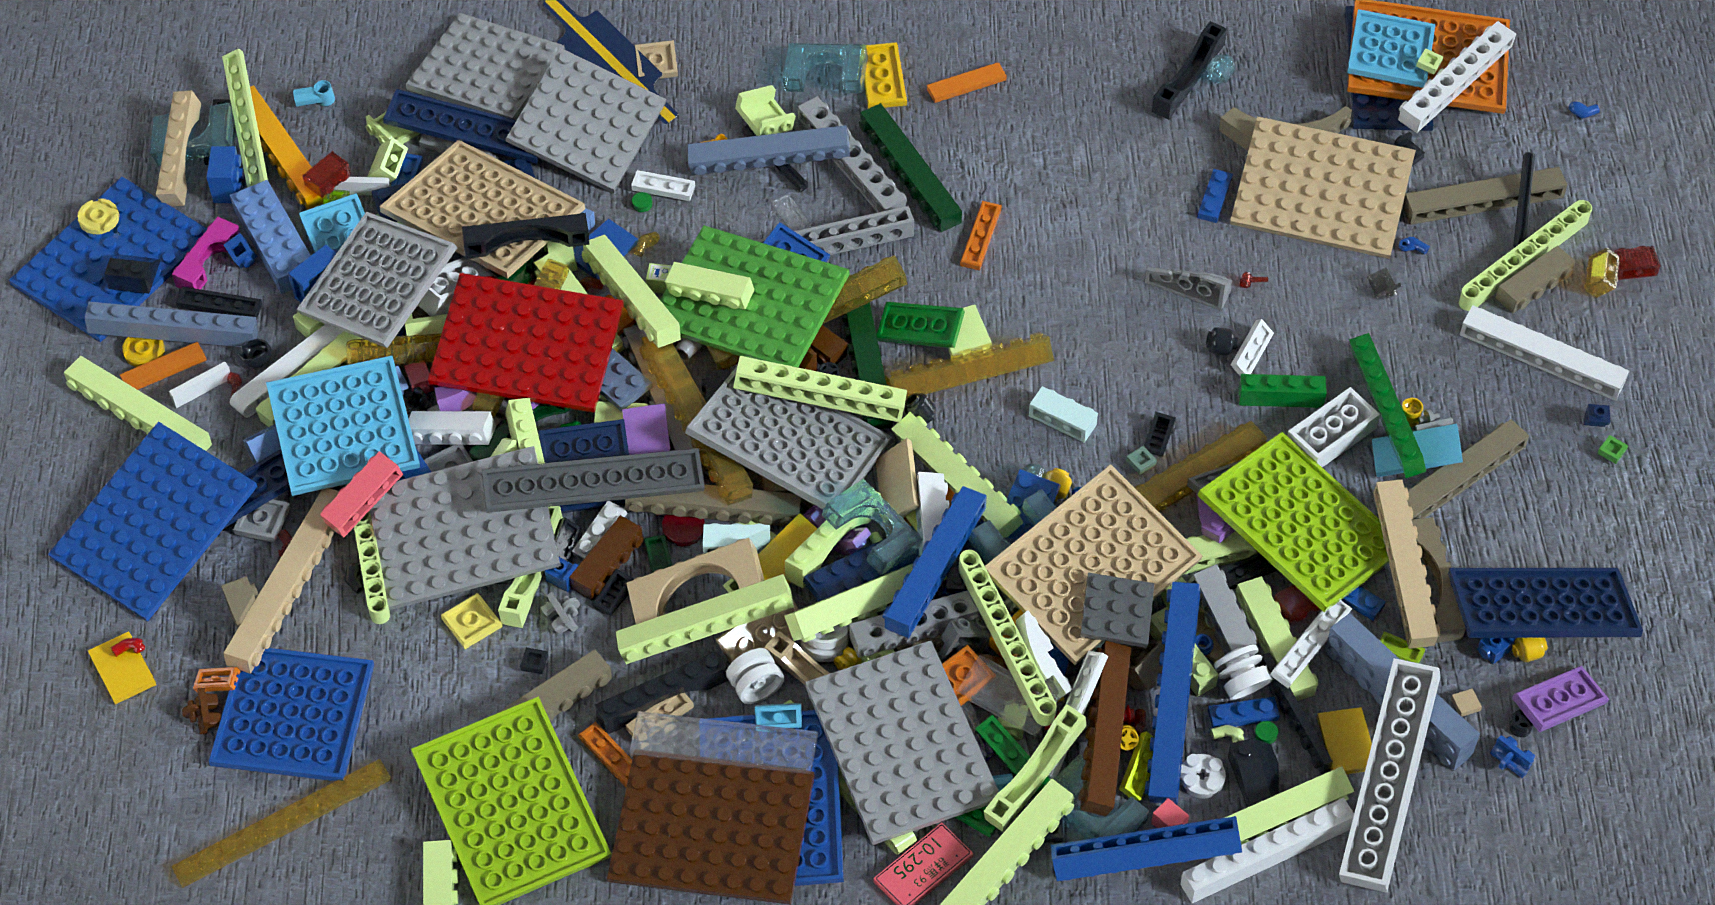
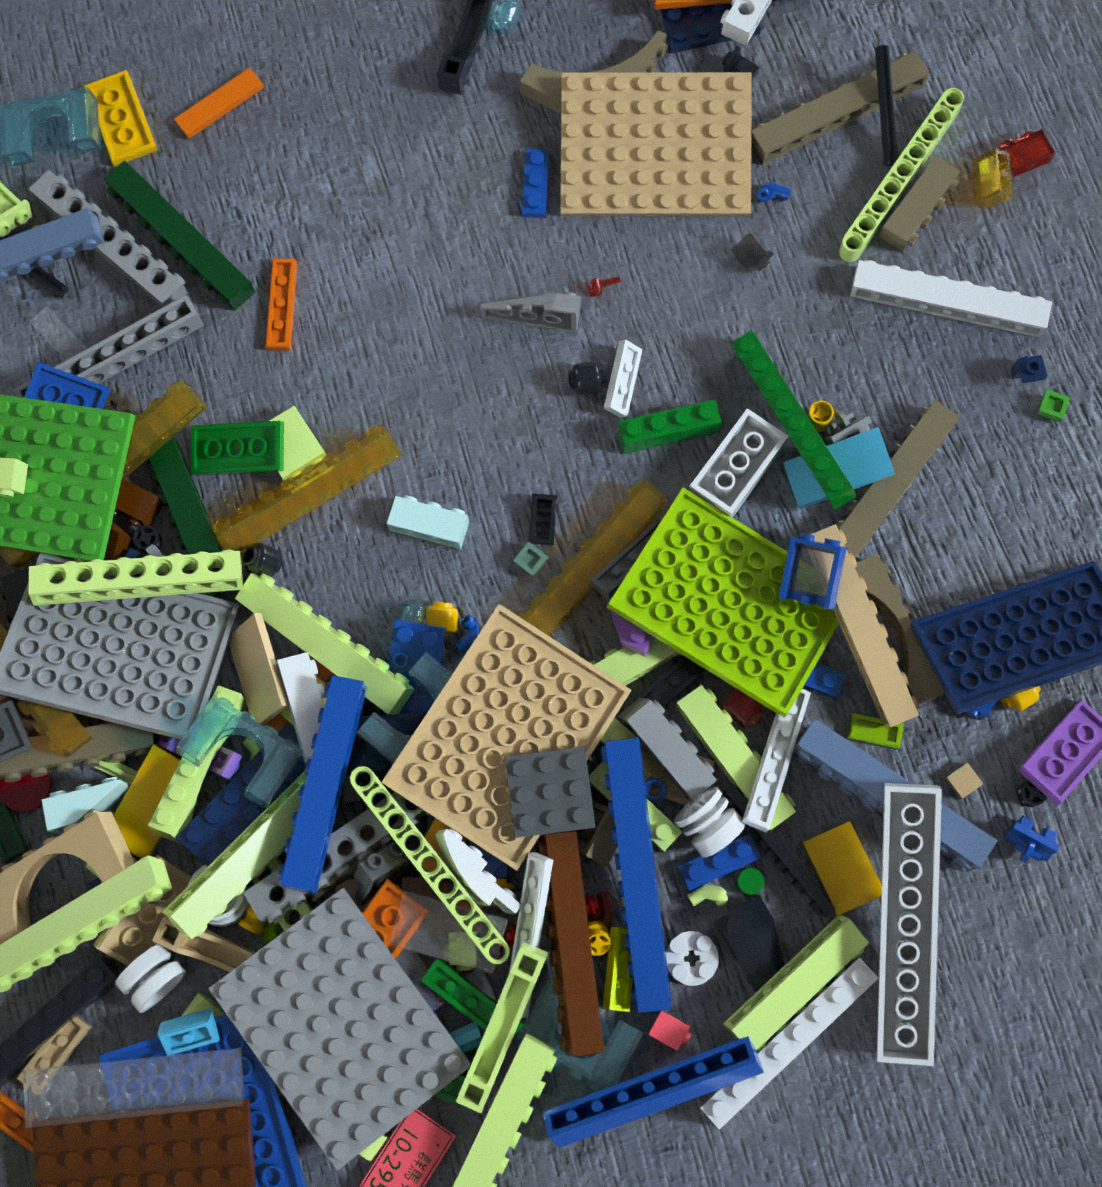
camera: 10 degrees left, 20 degrees up
(1374, 507) = (813, 571): none -> window

